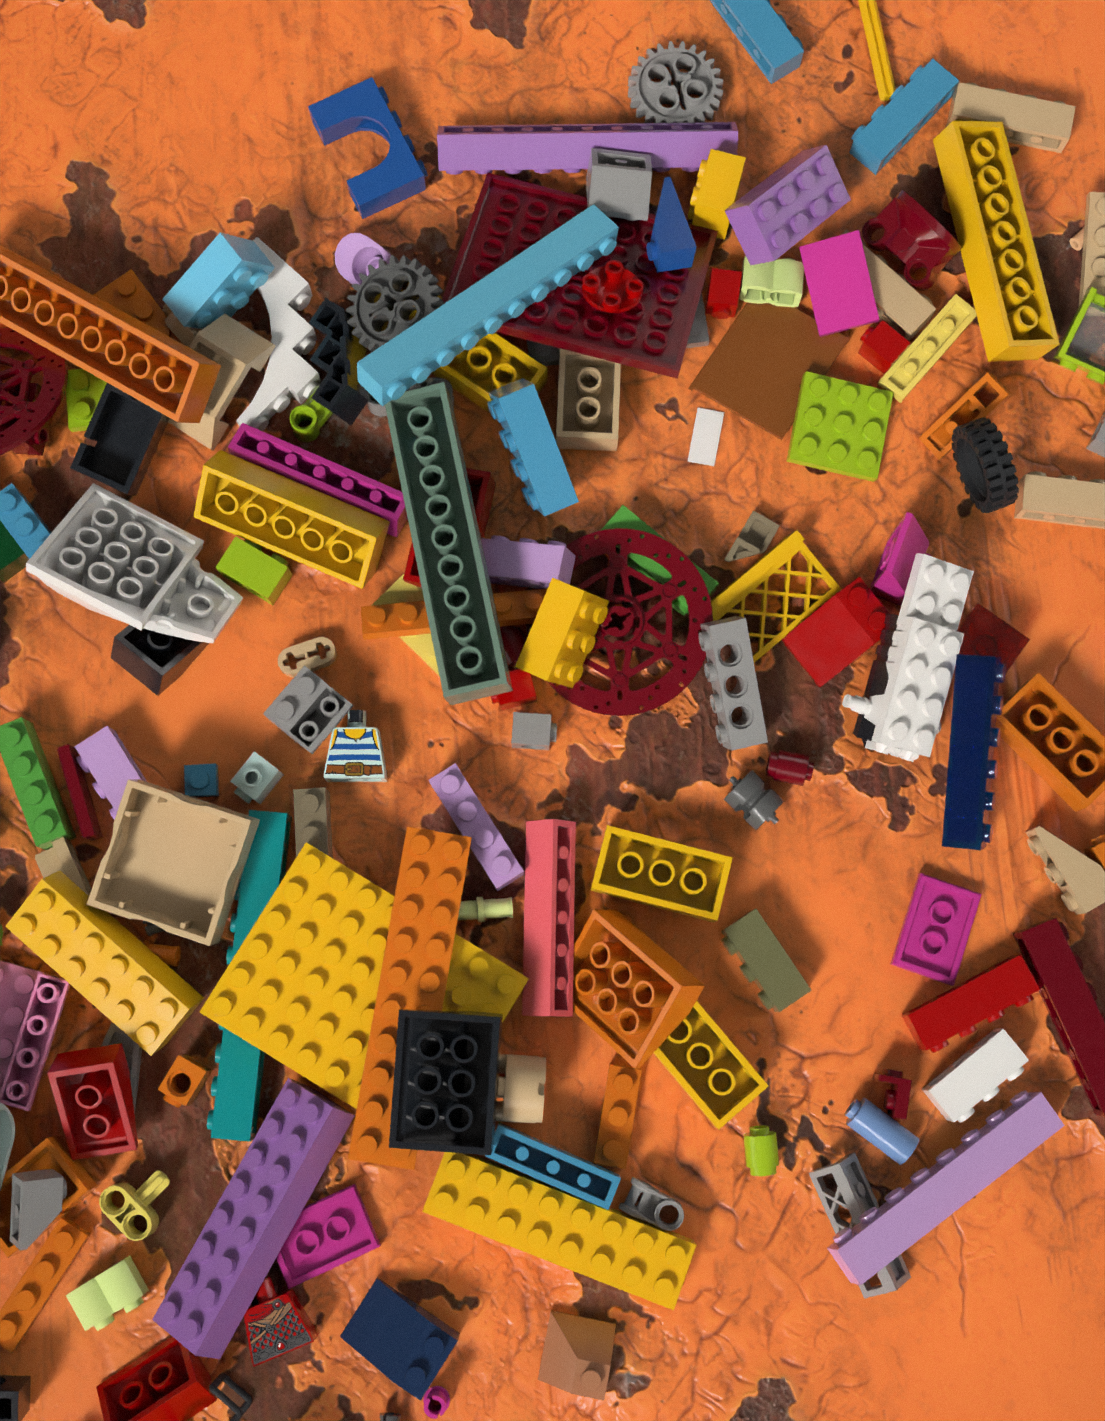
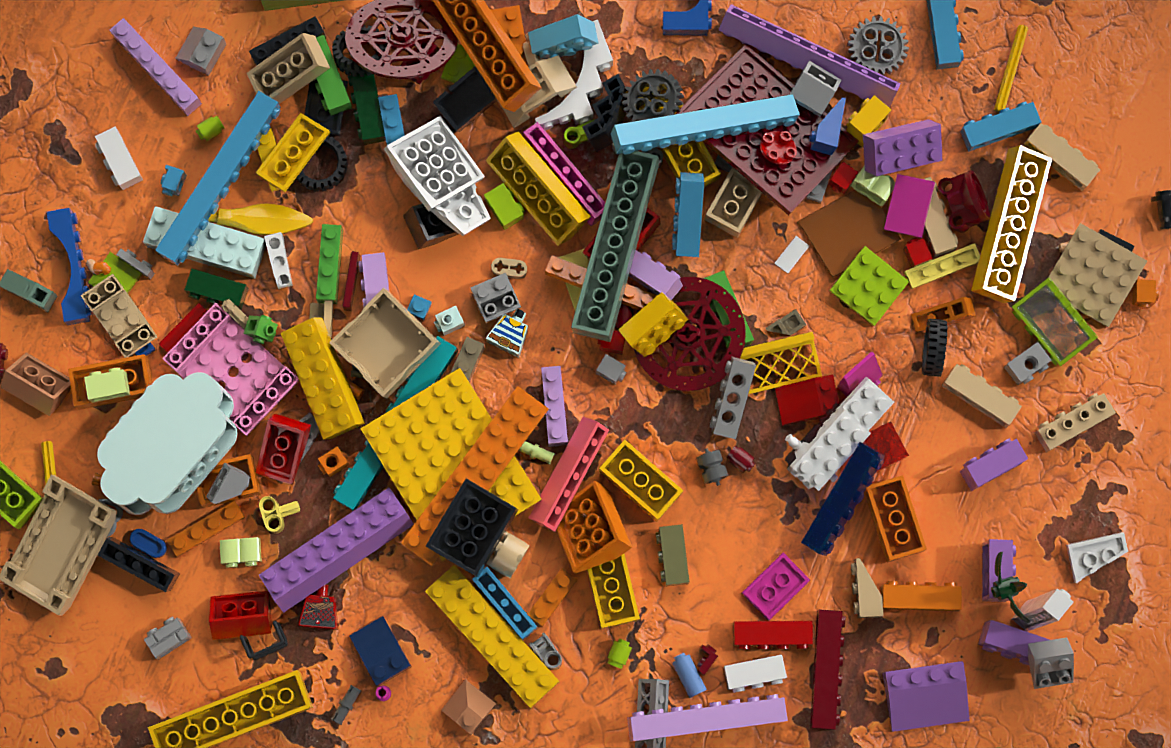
camera: 25 degrees right, 0 degrees up
(327, 1236) = (367, 581): dark pink tile -> none
(355, 254) = (649, 57): lavender piece -> none

